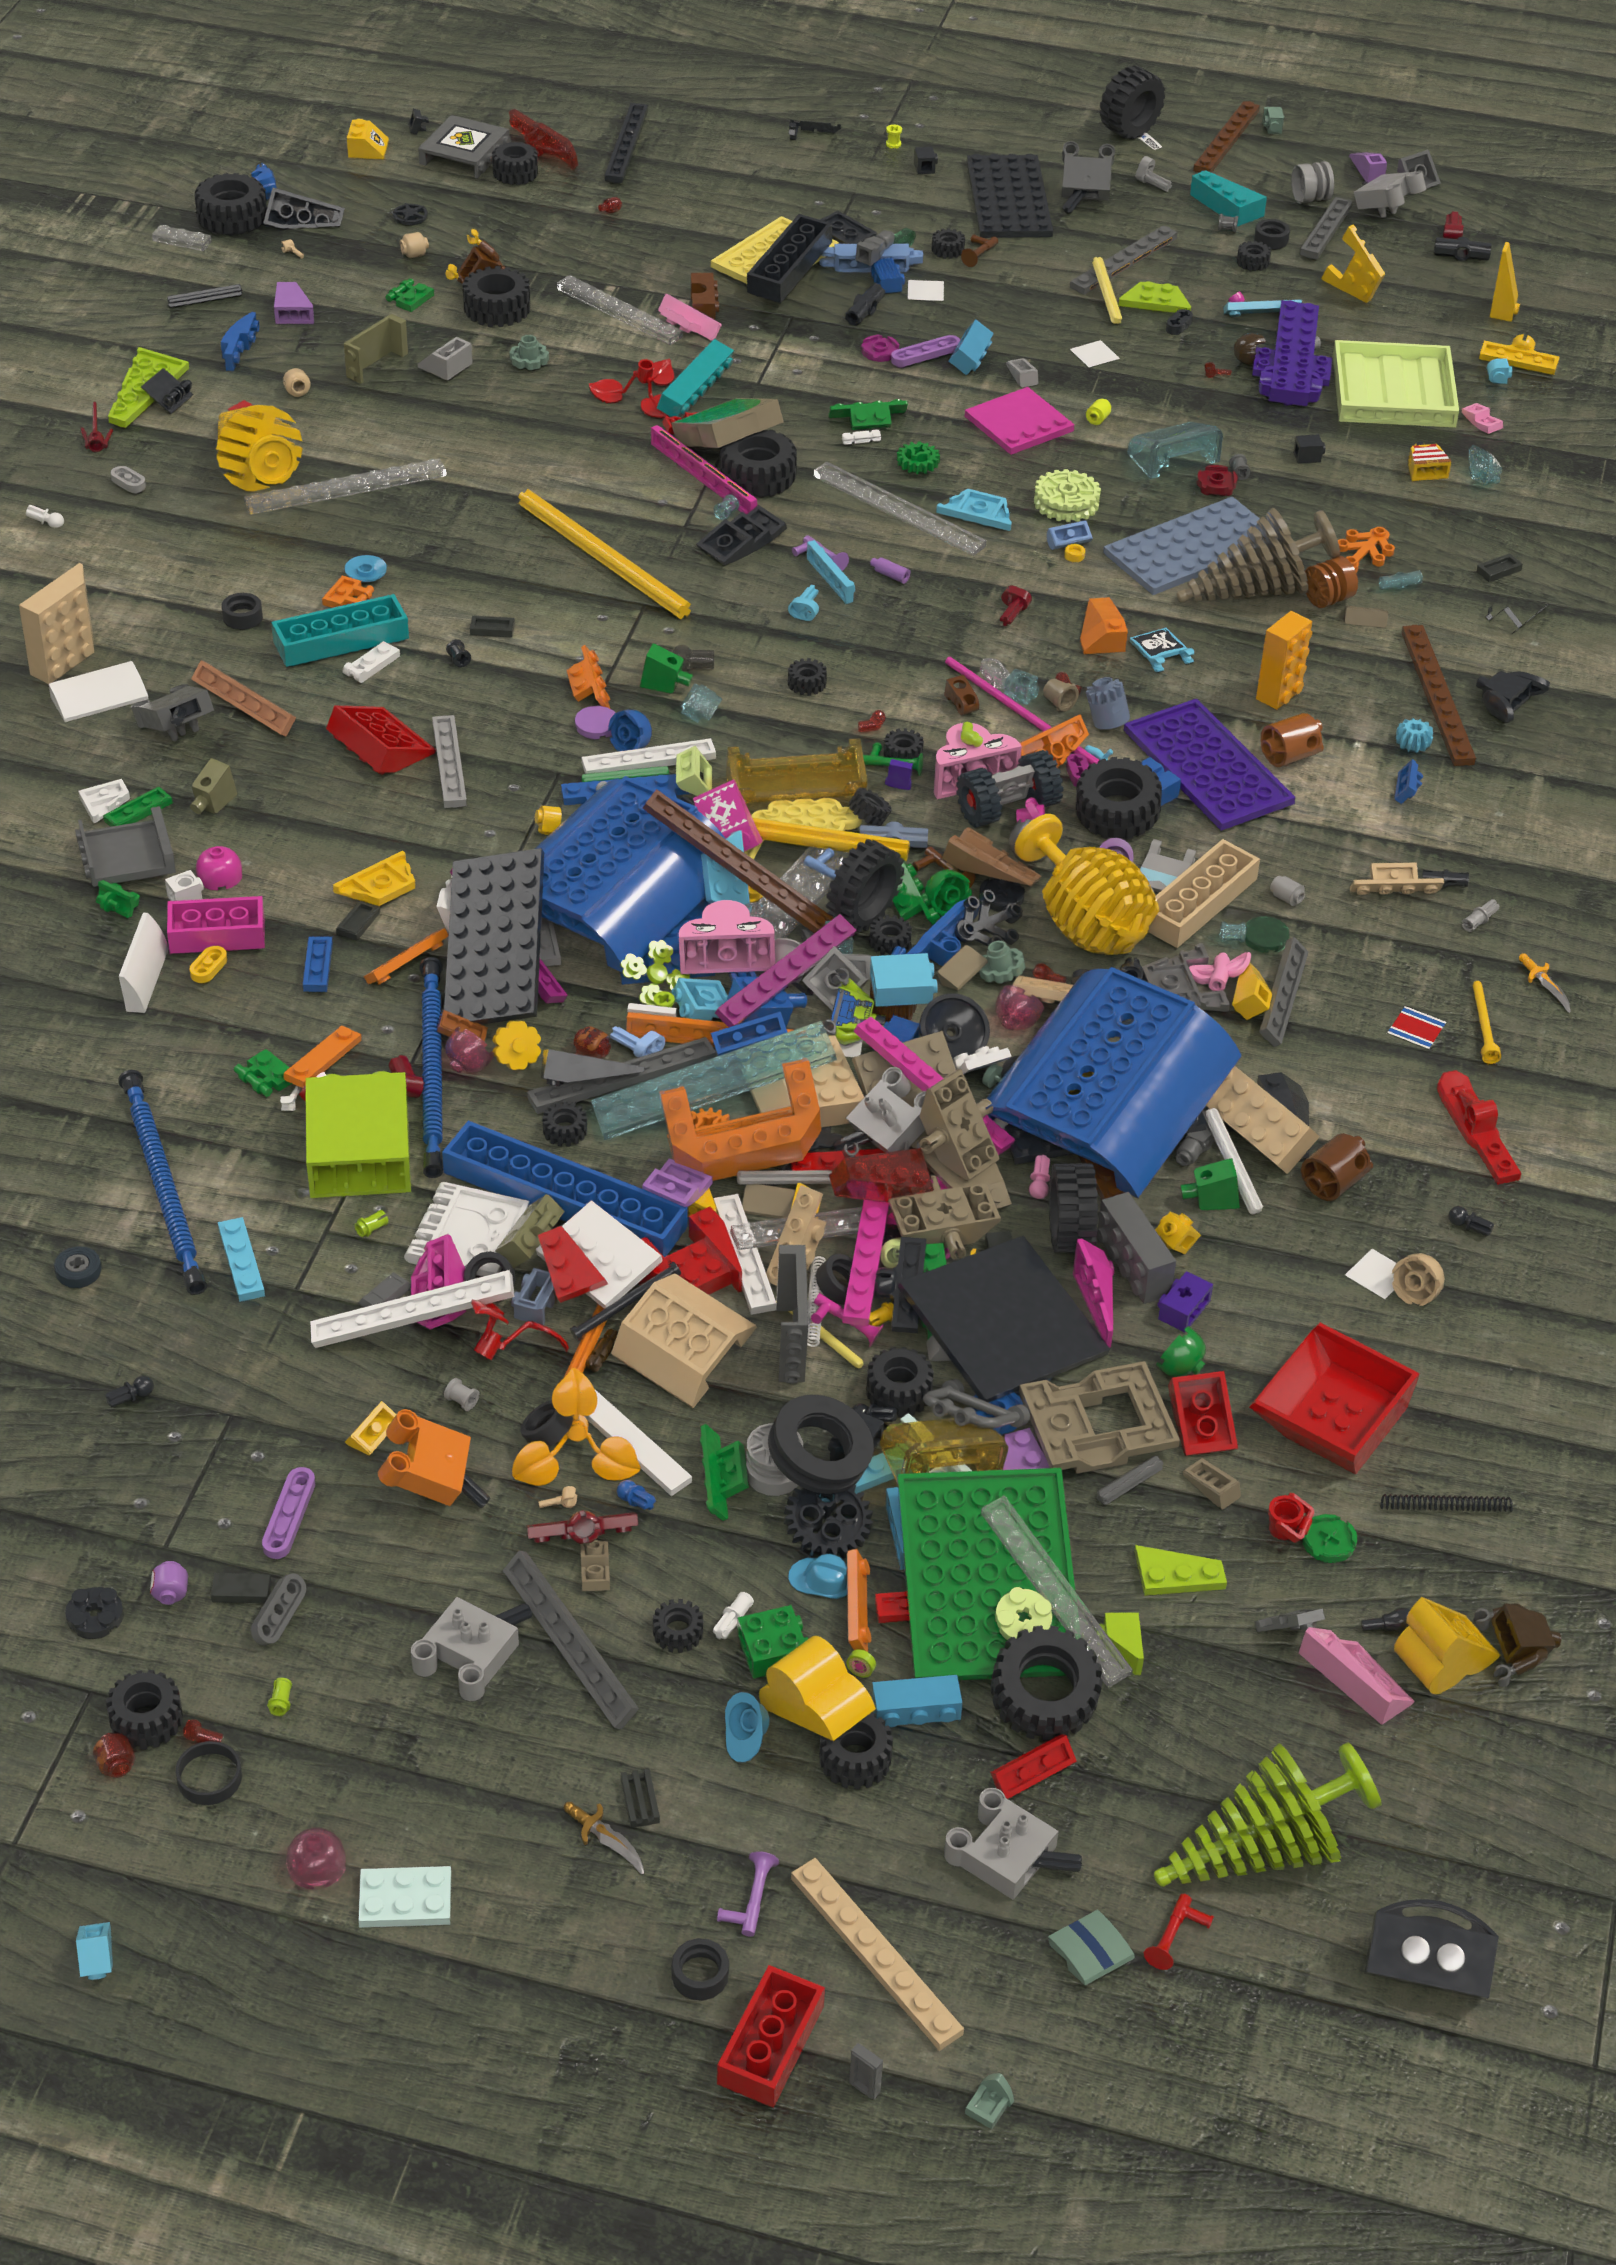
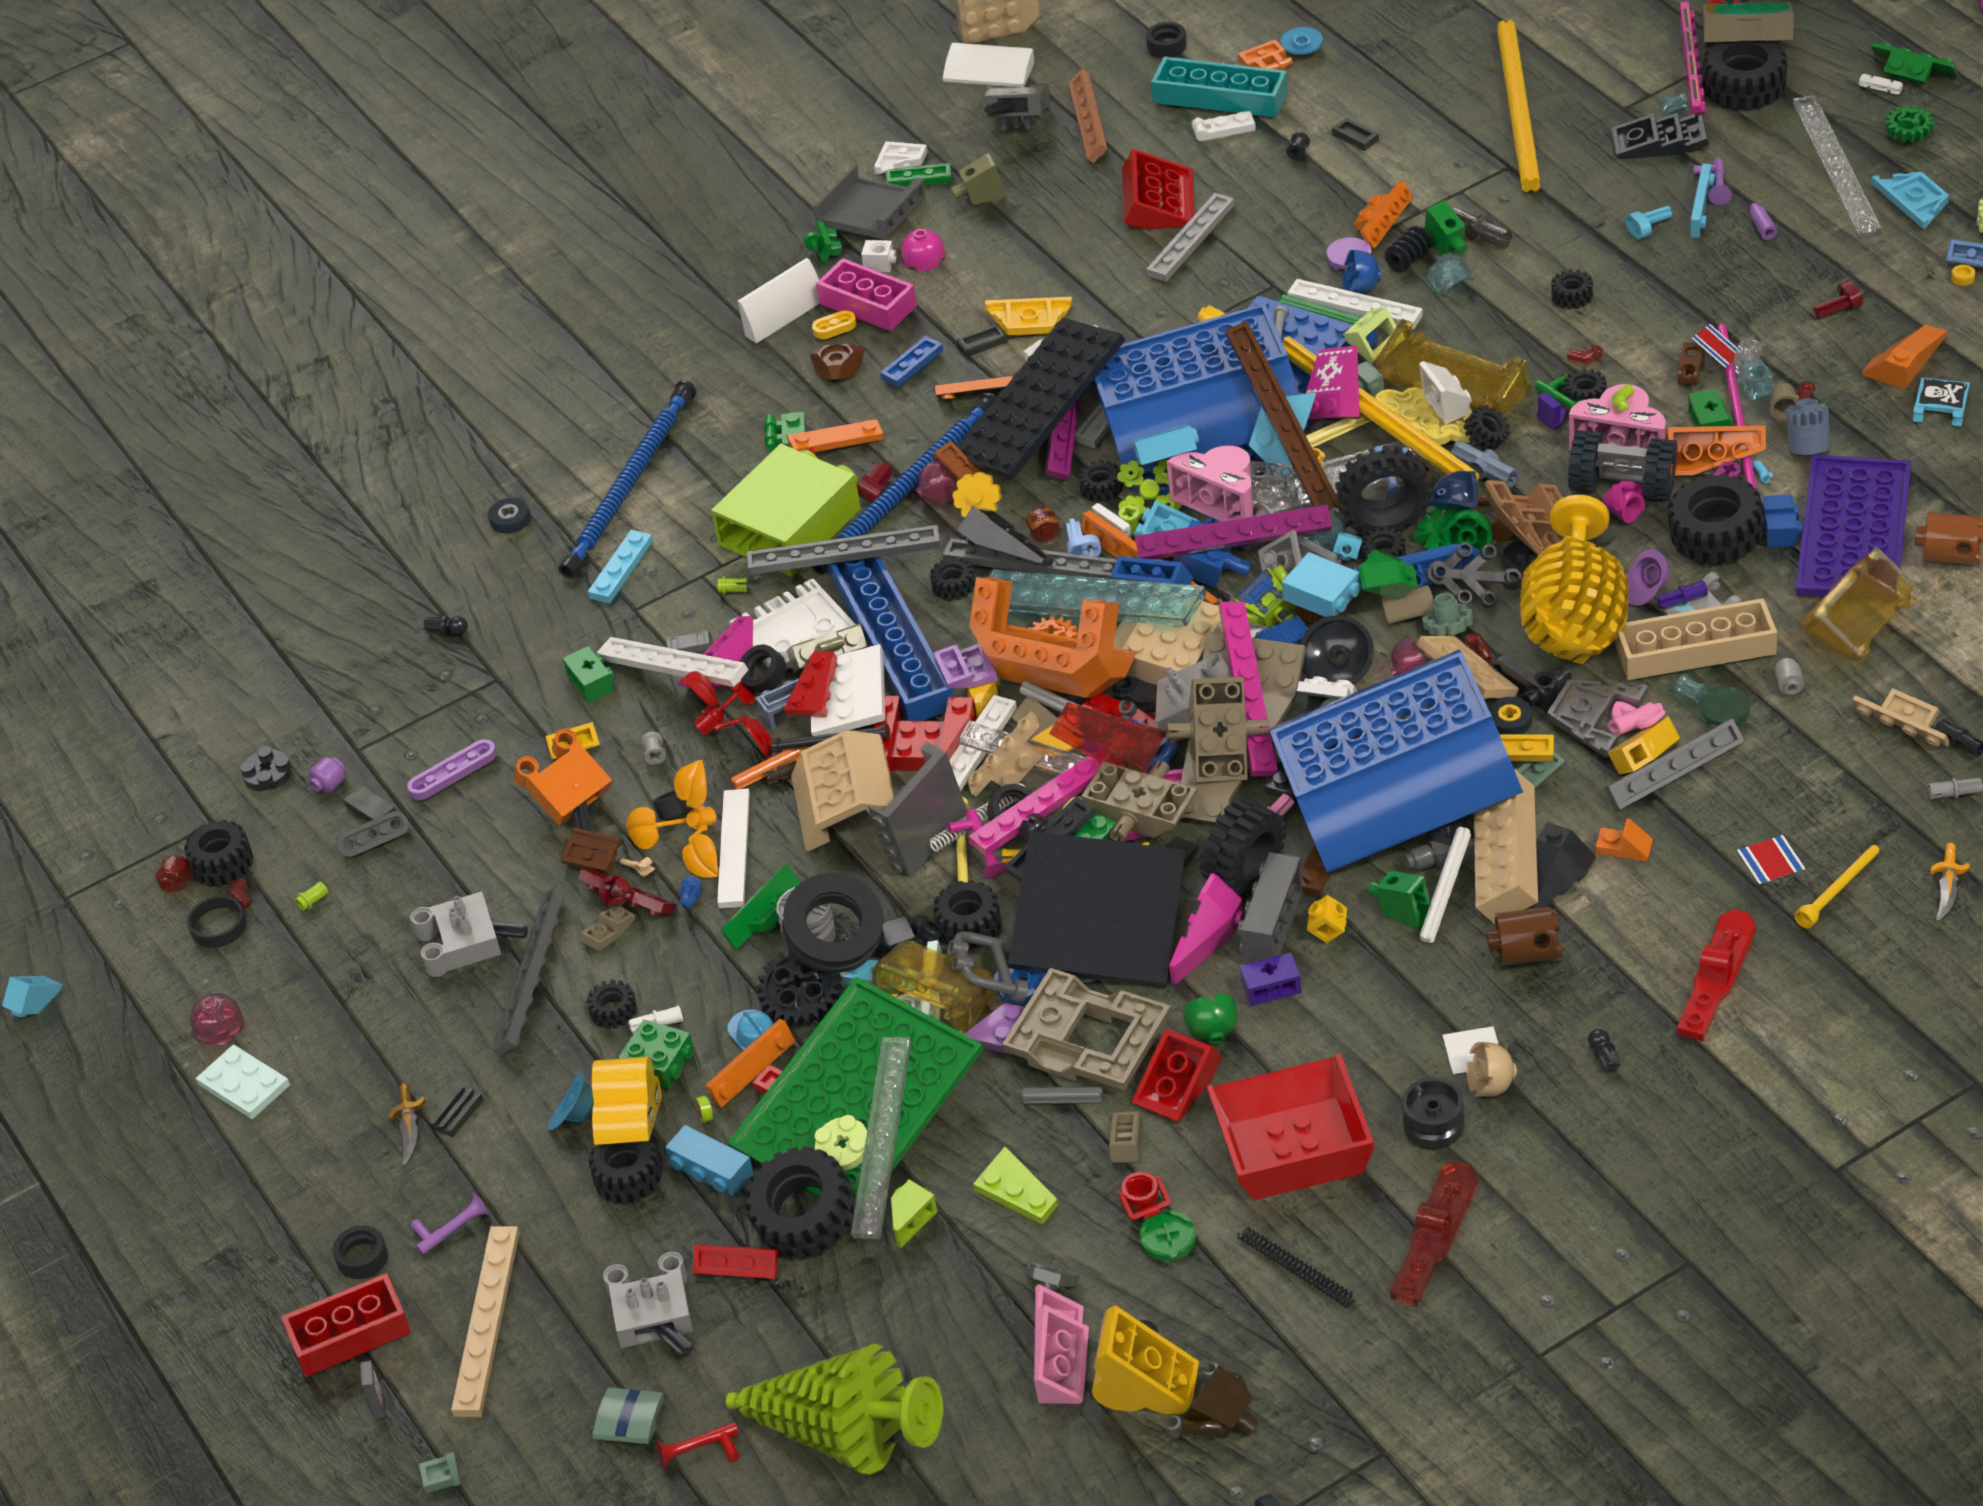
camera: 50 degrees right, 0 degrees up
(245, 994) = (836, 360): none -> reddish brown hat
(326, 1363) = (589, 674): none -> green brick
(464, 1140) = (843, 549): none -> dark grey plate
(508, 1509) = (591, 851): none -> reddish brown plate
(596, 978) = (1100, 490): none -> black tyre
(646, 695) = (1408, 248): none -> black piece
(656, 925) = (1165, 443): none -> medium azure brick
(817, 794) = (1444, 392): none -> white slope
(866, 944) = (1347, 546): none -> medium azure plate
(920, 860) = (1456, 491): none -> dark blue hat
(943, 946) = (1387, 575): none -> green slope
(968, 672) = (1716, 345): none -> sticker
(1015, 723) = (1708, 409): none -> green brick
(1152, 864) = (1682, 595): none -> dark purple axle
(1280, 813) = (1860, 604): none -> clear yellow windscreen
(1311, 1067) = (1629, 843): none -> orange slope
(1418, 1331) = (1433, 1113): none -> black wheel
(1508, 1418) = (1435, 1230): none -> clear red piece

